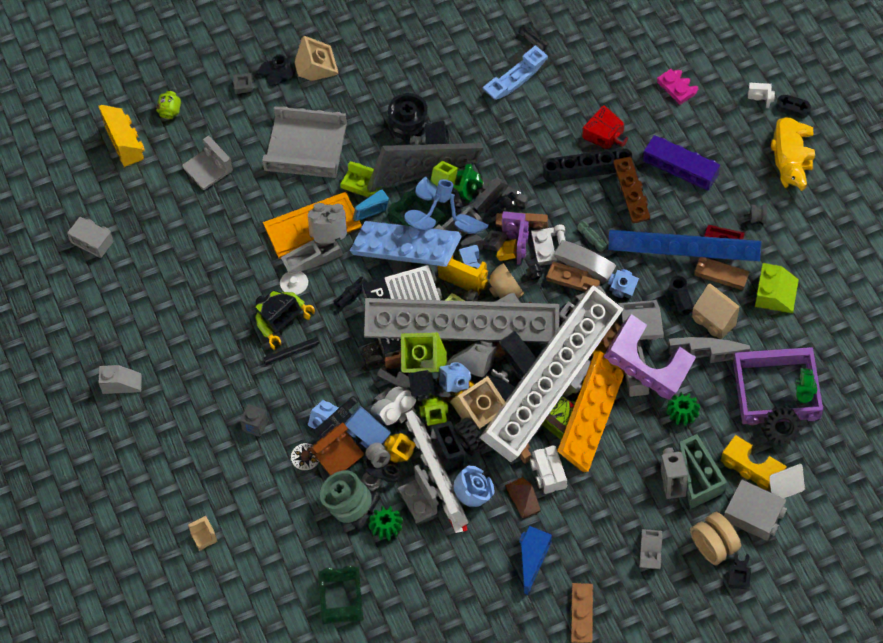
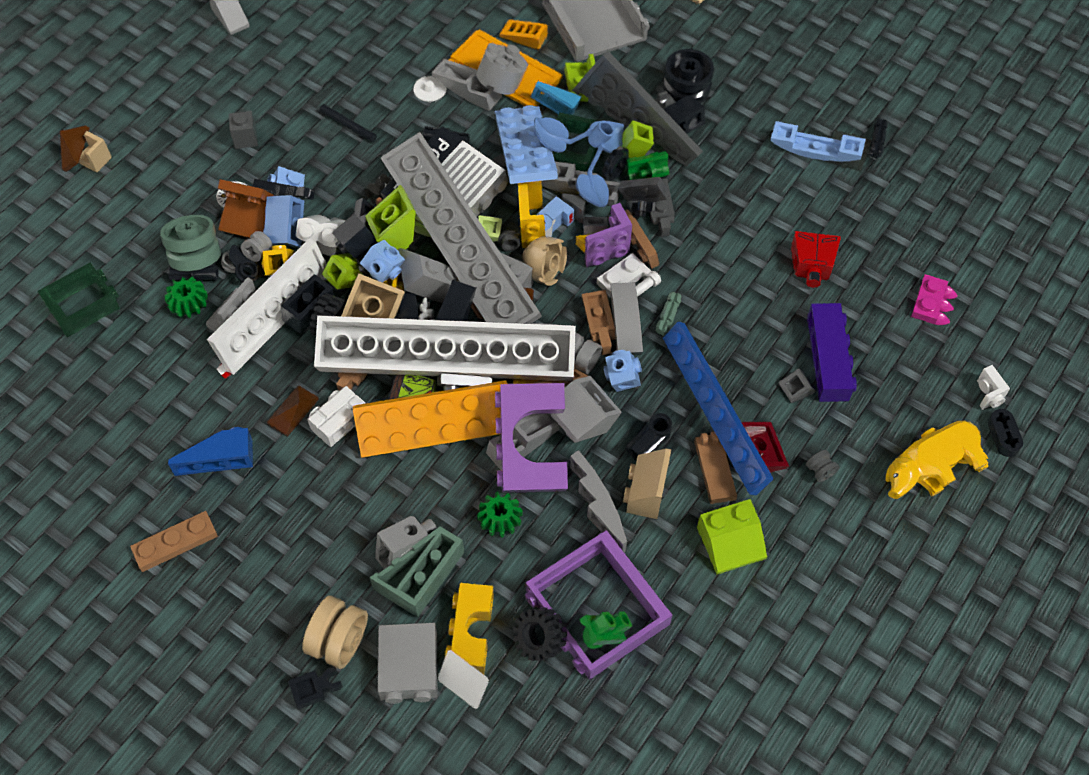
camera: 55 degrees right, 0 degrees up
(188, 544) = (72, 145): none -> reddish brown slope
(277, 311) = (378, 85): black torso -> none
(291, 199) = (534, 39): none -> light orange slope
(473, 487) = (268, 351): light blue cylinder -> none
(534, 272) = (582, 281): black plate -> none
(579, 165) = (756, 263): black beam -> none
(632, 190) = (750, 319): reddish brown bracket -> none
(651, 549) = (296, 572): light grey slope -> none
(691, 196) = (797, 386): none -> dark grey slope

